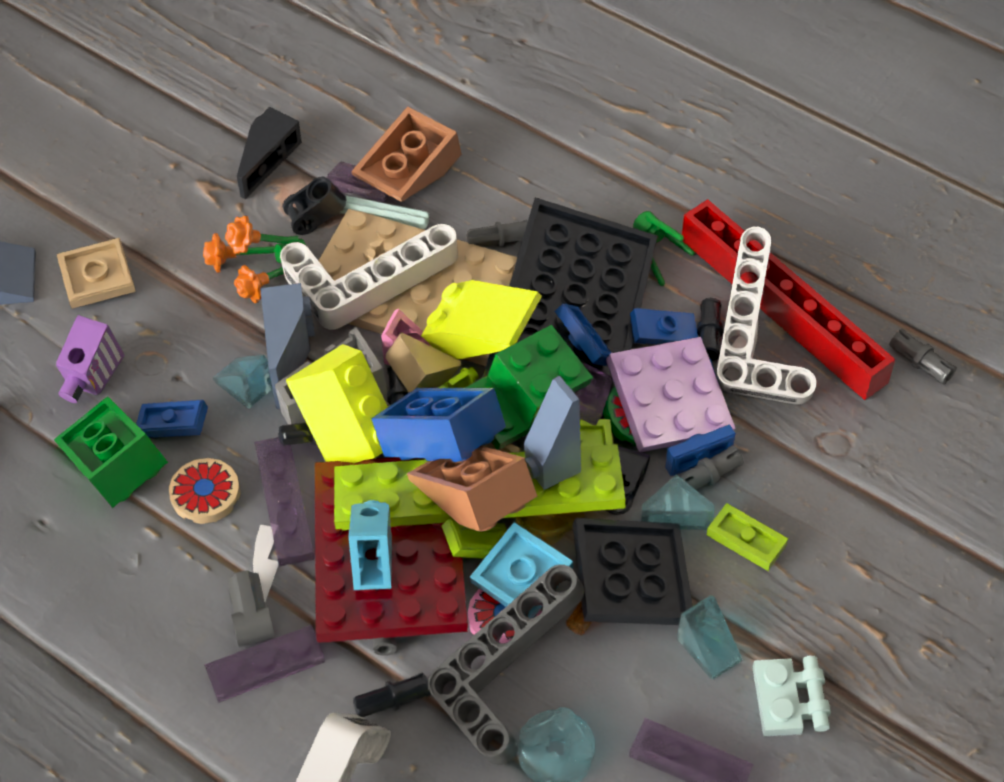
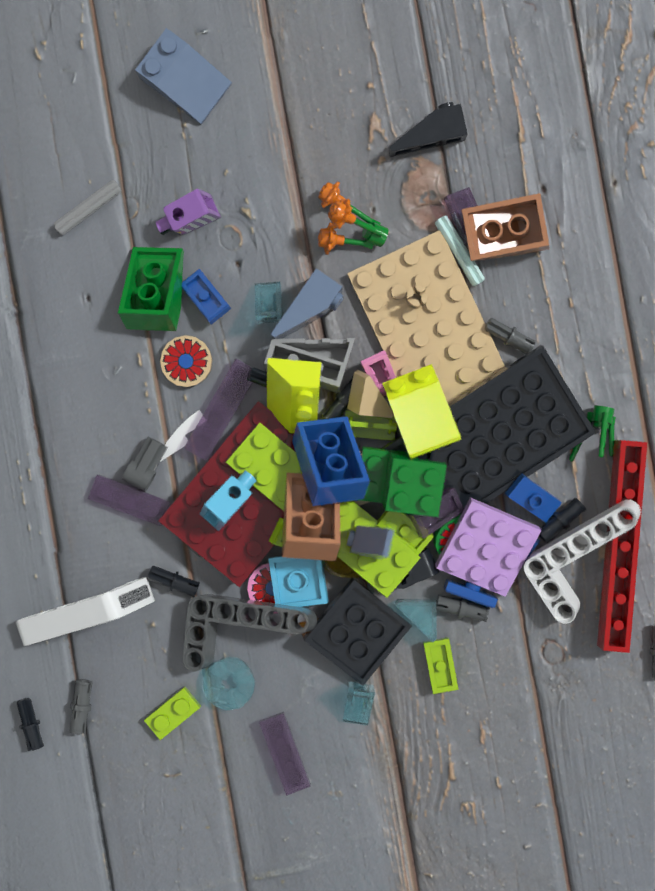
camera: 45 degrees right, 35 degrees up
(95, 273) = (250, 140): tan plate -> none
(315, 204) = (415, 209): black piece -> none
(403, 265) = (394, 308): white beam -> none
(583, 334) = (474, 470): blue plate -> none
(778, 696) = (363, 761): light aqua plate -> none

